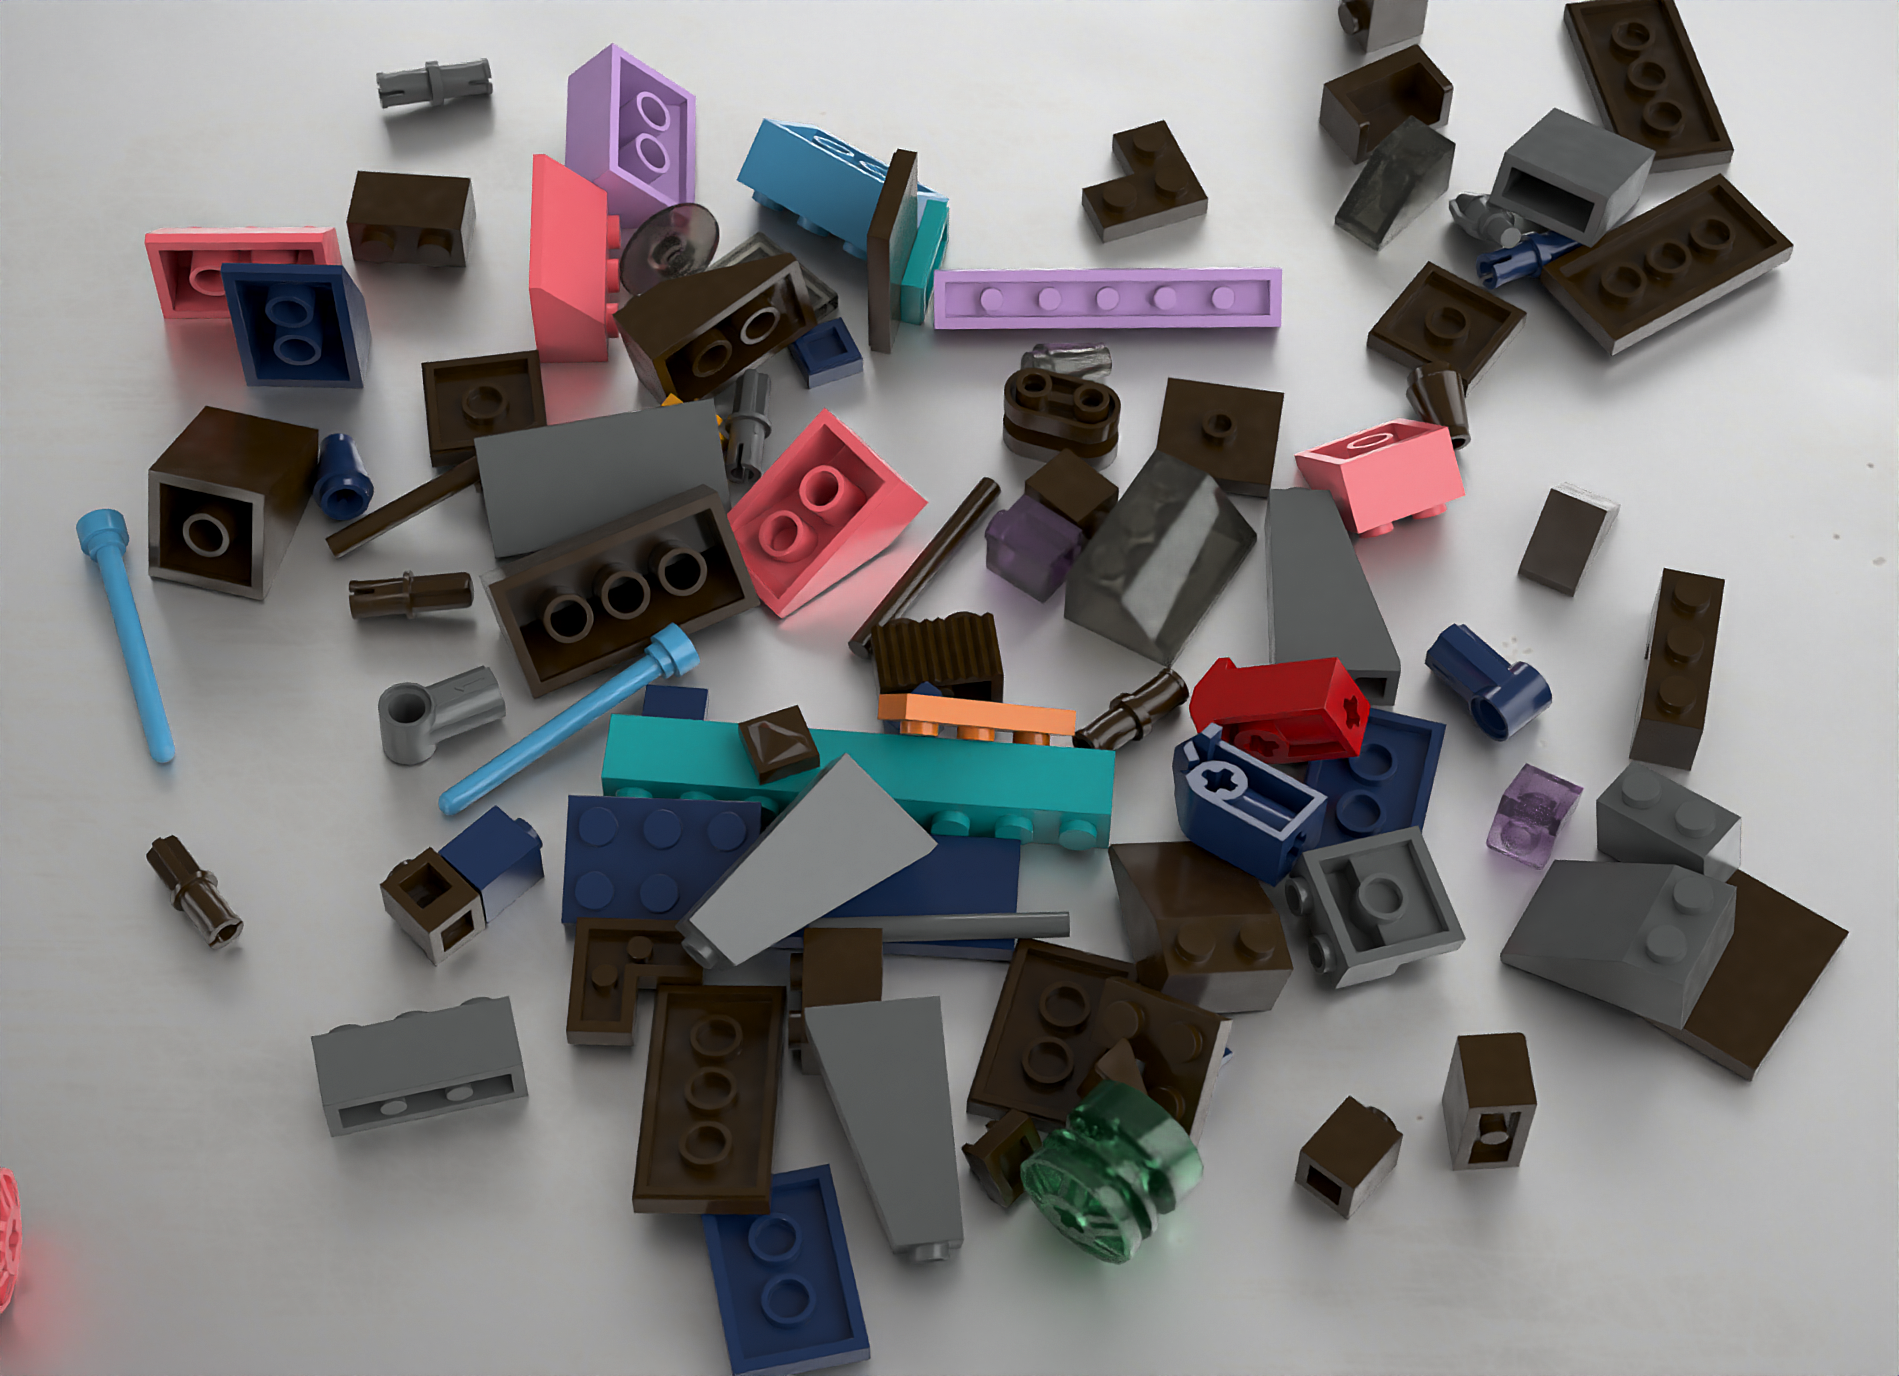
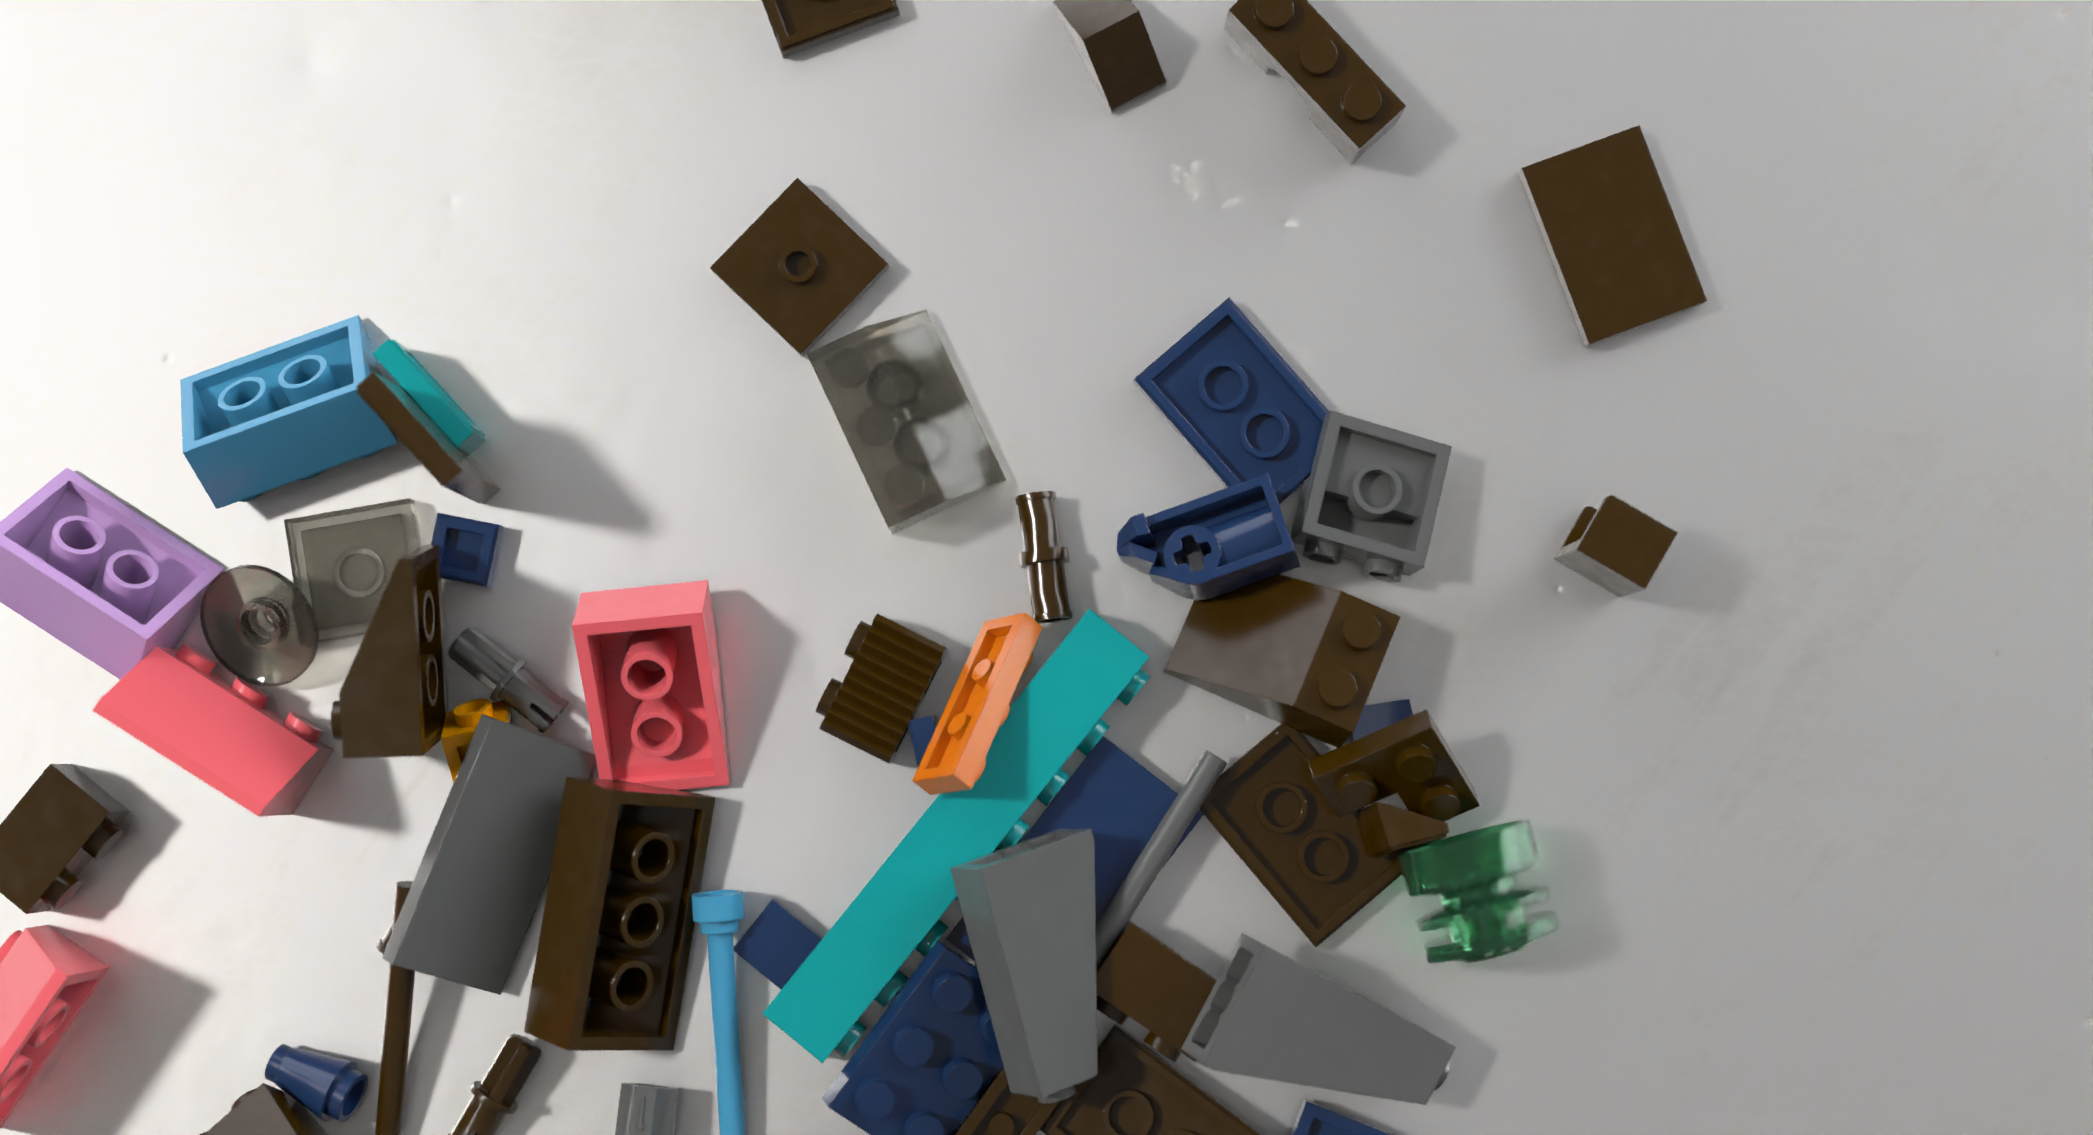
camera: 55 degrees left, 30 degrees up
(298, 324) = (126, 1032): dark blue slope -> none
(479, 399) = (323, 903): dark brown plate -> none
(778, 745) = (898, 896): dark brown tile -> none
(927, 563) = (763, 620): dark brown bar -> none
(1000, 1154) = (1392, 952): dark brown tile -> none
(1032, 547) = (814, 521): clear purple brick -> none
(1060, 411) = (697, 400): dark brown brick -> none
(1074, 492) = (794, 453): dark brown brick -> none
(1079, 360) = (636, 353): clear smoke cone -> none
(1107, 298) = (585, 260): lavender plate -> none
(1153, 193) = (482, 113): dark brown plate -> none
(1283, 709) = (1134, 440): red piece -> none
(1321, 596) = (1046, 319): dark grey slope -> none
(1349, 1156) = (1570, 679): dark brown brick -> none
(1385, 474) = (943, 159): coral slope -> none
(1439, 399) = (906, 51): dark brown cone -> none
(1498, 693) = (1232, 230): dark blue piece -> none
(1532, 816) = (1364, 290): clear purple bracket -> none
(1626, 934) = (1526, 314): dark grey slope -> none
(1662, 822) = (1467, 204): dark grey brick -> none

